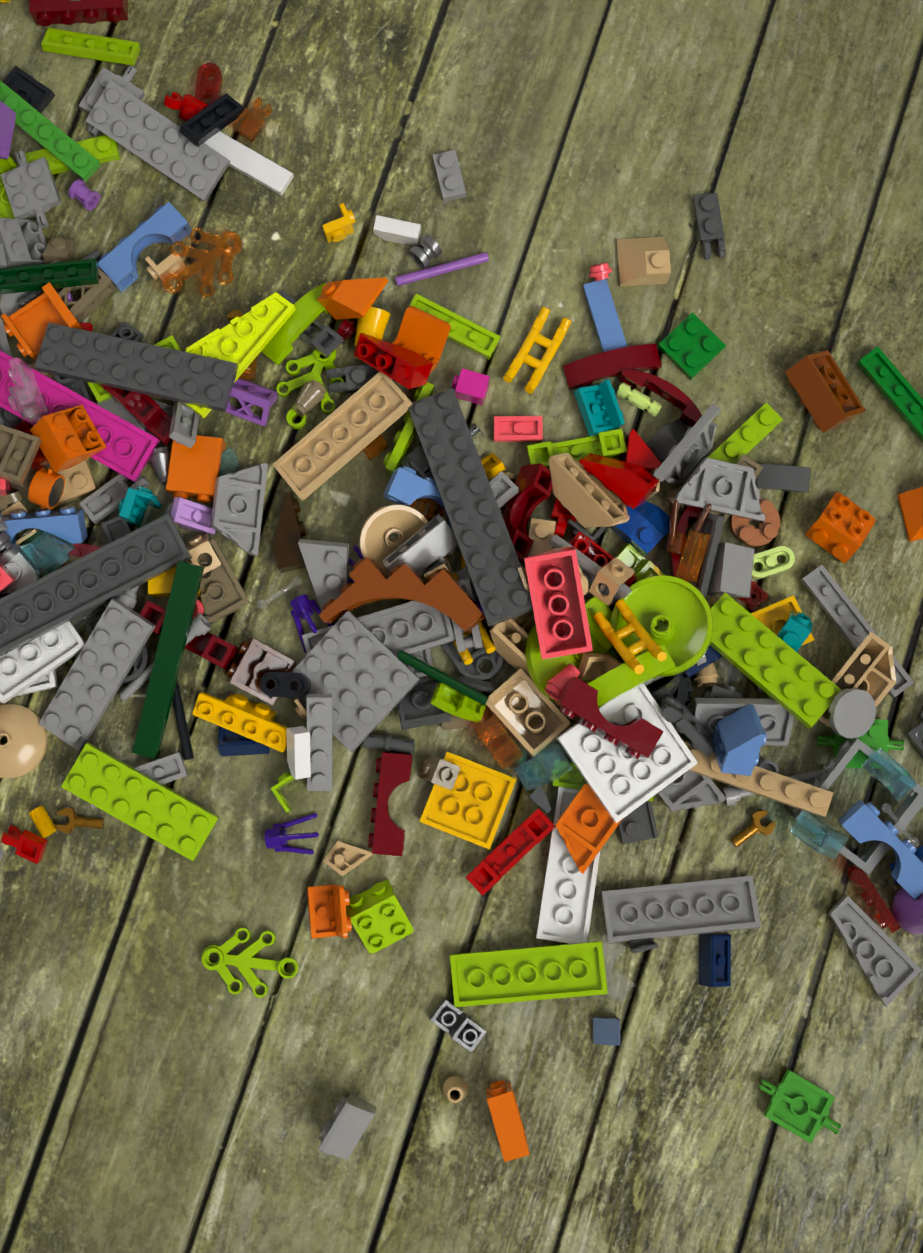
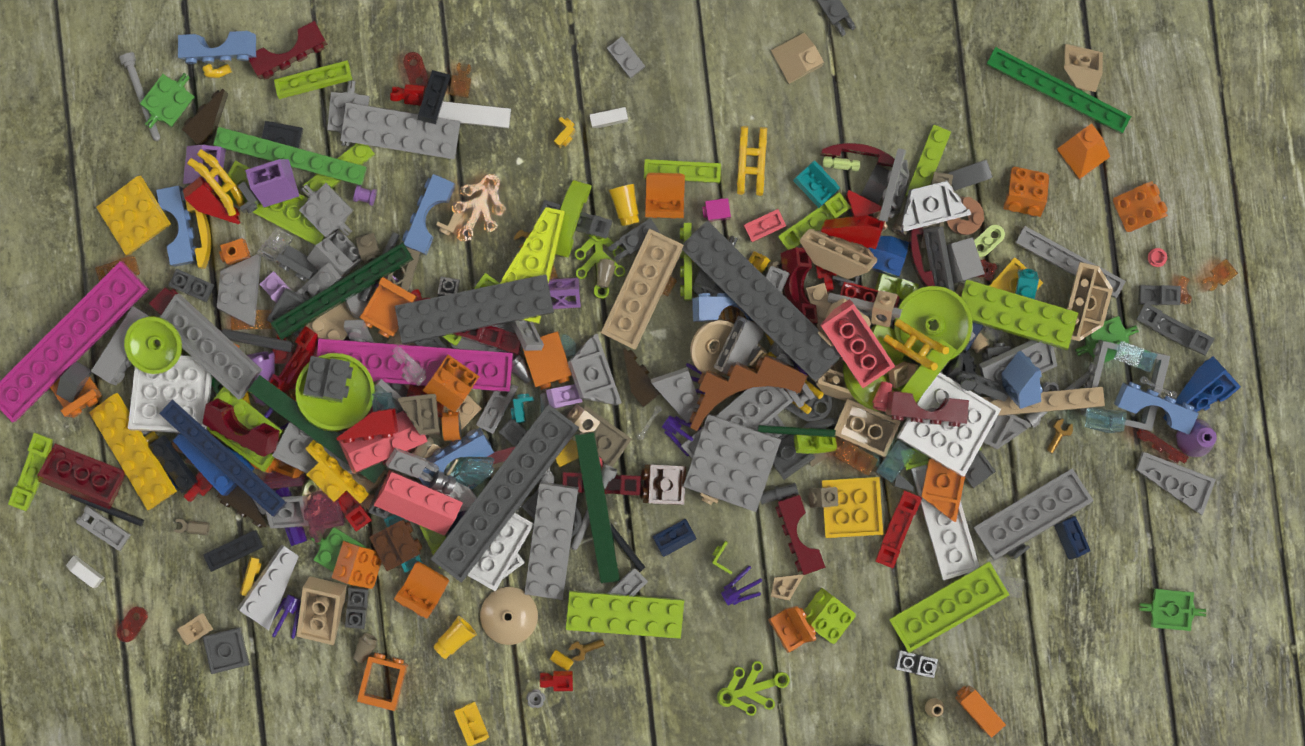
camera: 30 degrees left, 5 degrees up
(243, 717) = (669, 523): yellow bracket -> none
(284, 684) = (687, 486): black plate -> none
(298, 752) = (720, 529): white piece -> none
(320, 728) = (731, 515): light grey plate -> none
(347, 329) = (606, 209): dark red plate -> none
(351, 297) = (602, 184): orange slope -> none
(394, 361) = (659, 219): red slope -> none
(425, 251) = (636, 124): flat silver wheel -> none
(442, 269) = (653, 131): medium lavender bar -> none
(600, 271) = (770, 81): coral plate -> none
(604, 315) = (794, 119): medium blue tile -> none
(606, 1031) = (1019, 620): sand blue slope -> none
(611, 363) = (810, 147): dark red slope -> none
(677, 541) = (916, 259): reddish brown plant -> none
(691, 346) = (861, 106): green plate -> none
(693, 556) = (933, 264): clear orange tile -> none
(824, 391) = (972, 97): dark orange slope -> none
(852, 713) = (1091, 325): light grey tile -> none

